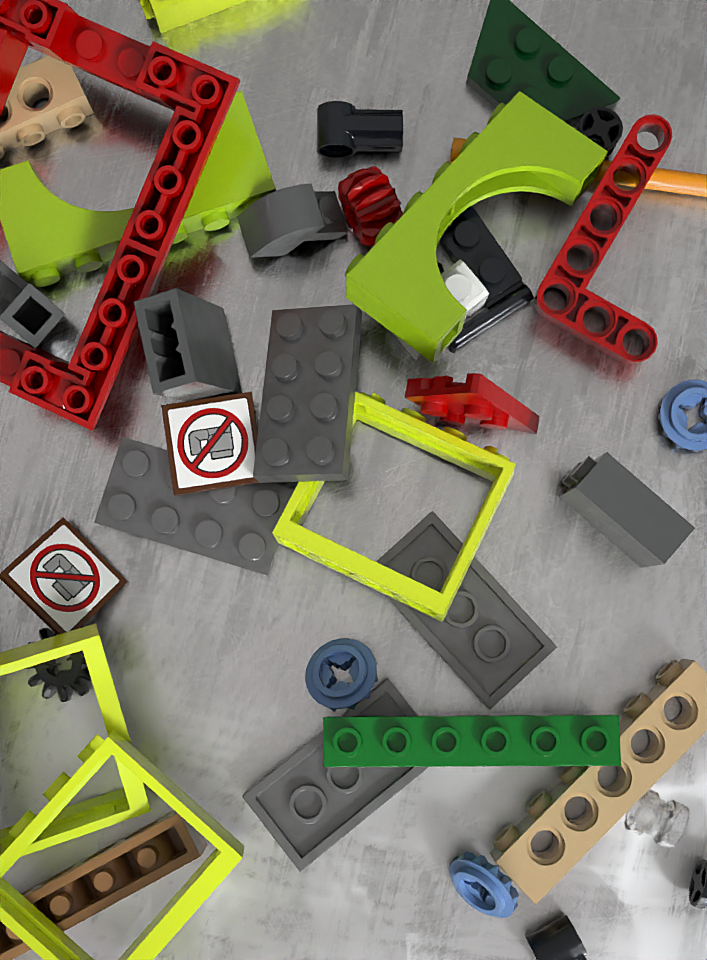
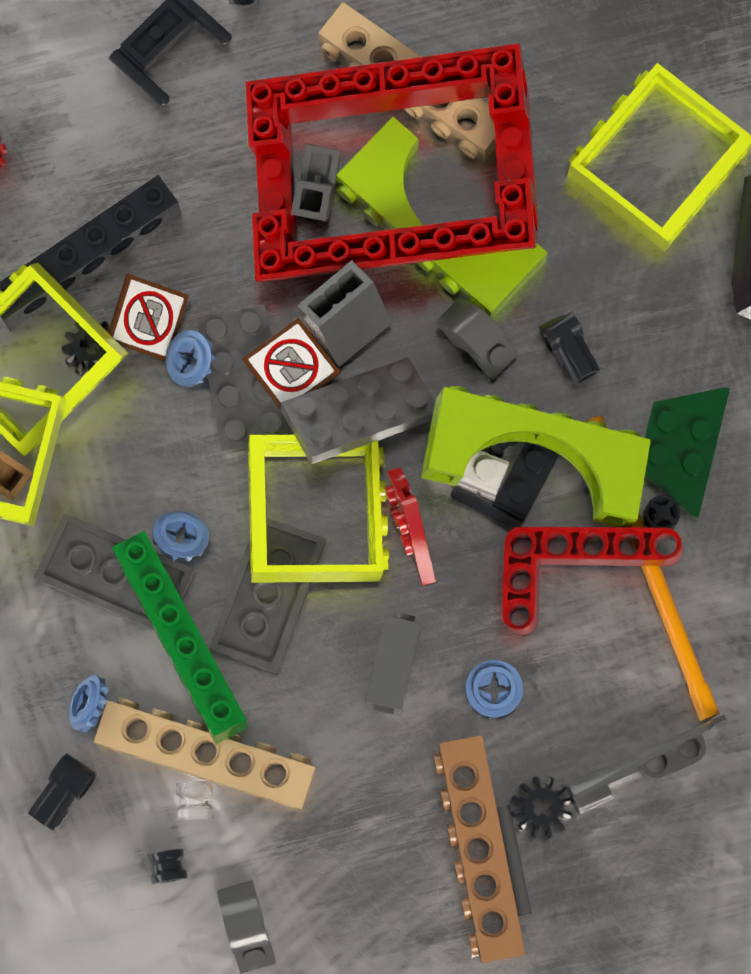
camera: 65 degrees right, 5 degrees down
(137, 570) = (178, 363): none -> medium blue gear
(368, 203) = (517, 379): red gear -> none

